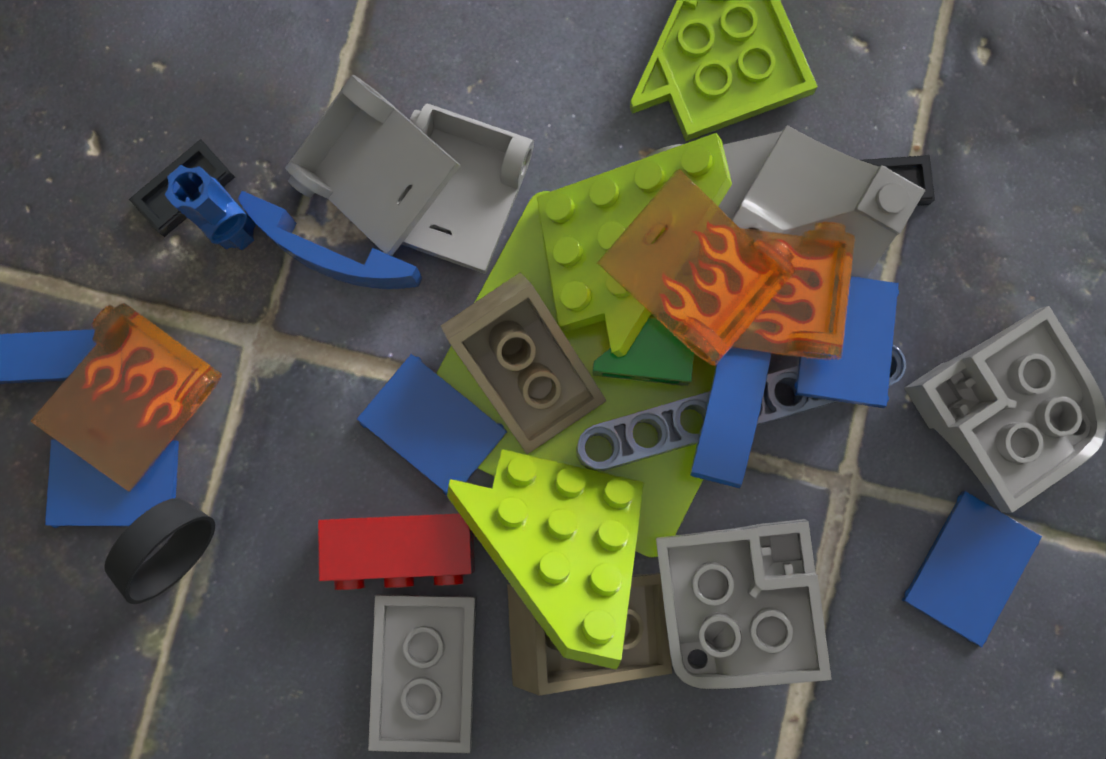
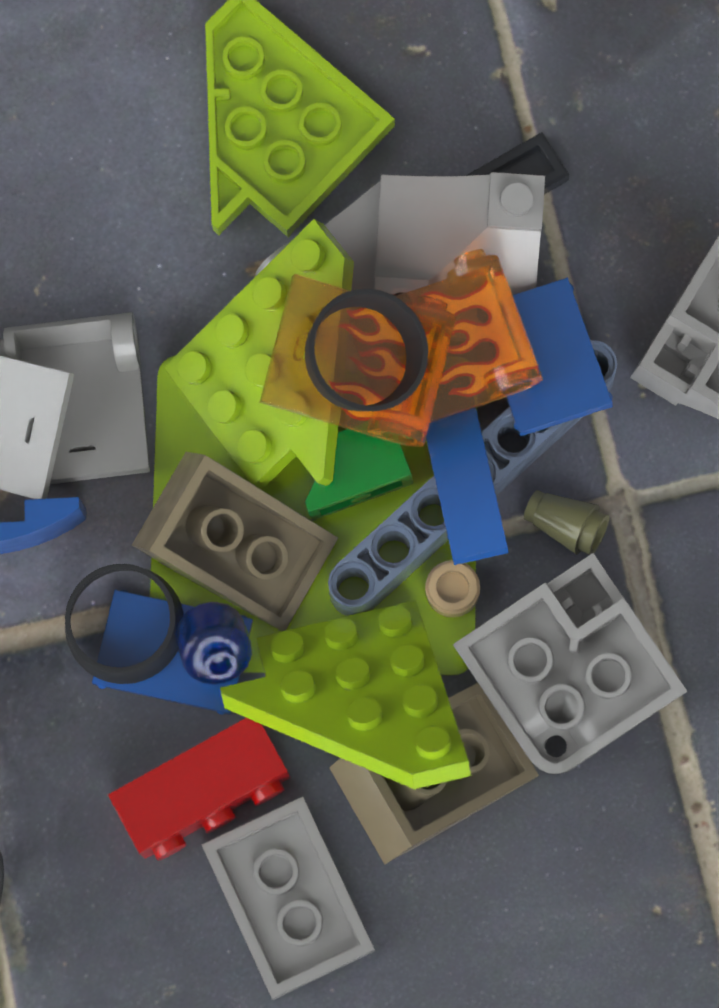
camera: 20 degrees left, 5 degrees down
(442, 409) = (142, 670): none -> black tyre
(463, 439) = (213, 643): none -> clear blue head
(676, 488) = (452, 589): none -> tan tile
(751, 255) = (409, 329): none -> black tyre
(797, 479) = (568, 521): none -> olive cone

